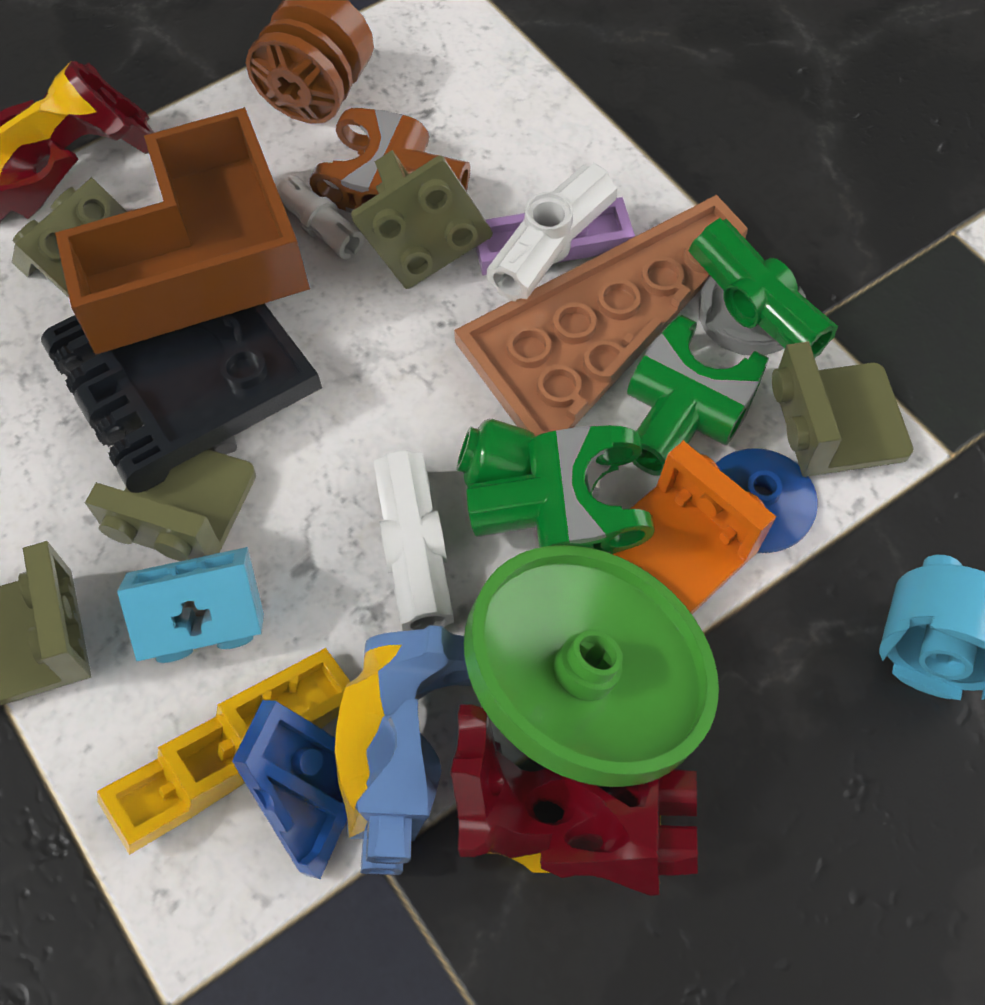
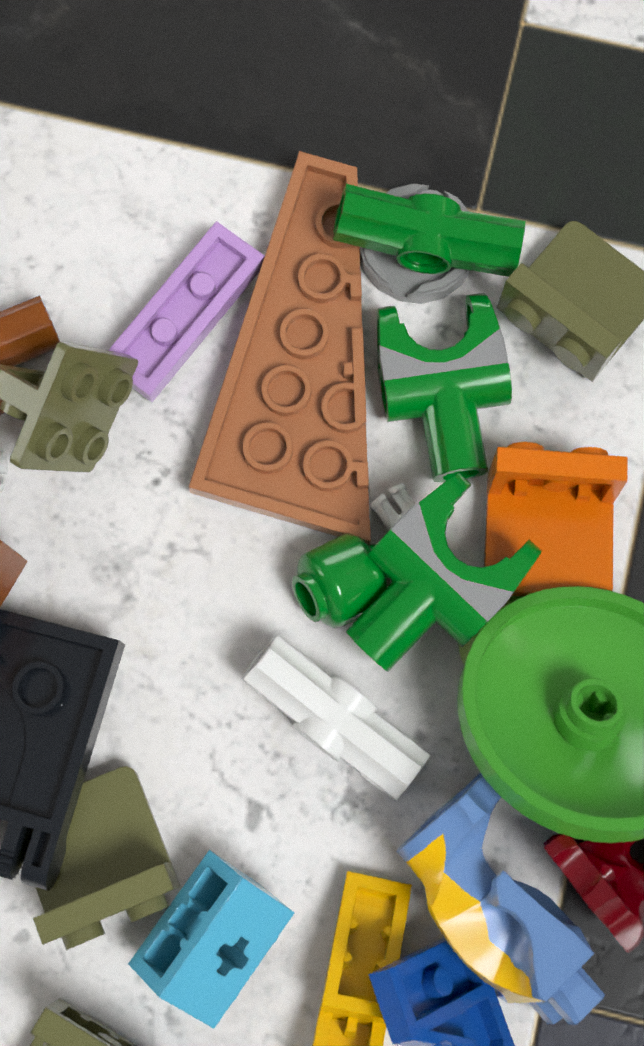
camera: 45 degrees left, 15 degrees up
(547, 230) = (195, 352): white piece -> none
(792, 495) = (550, 400): blue dish -> none

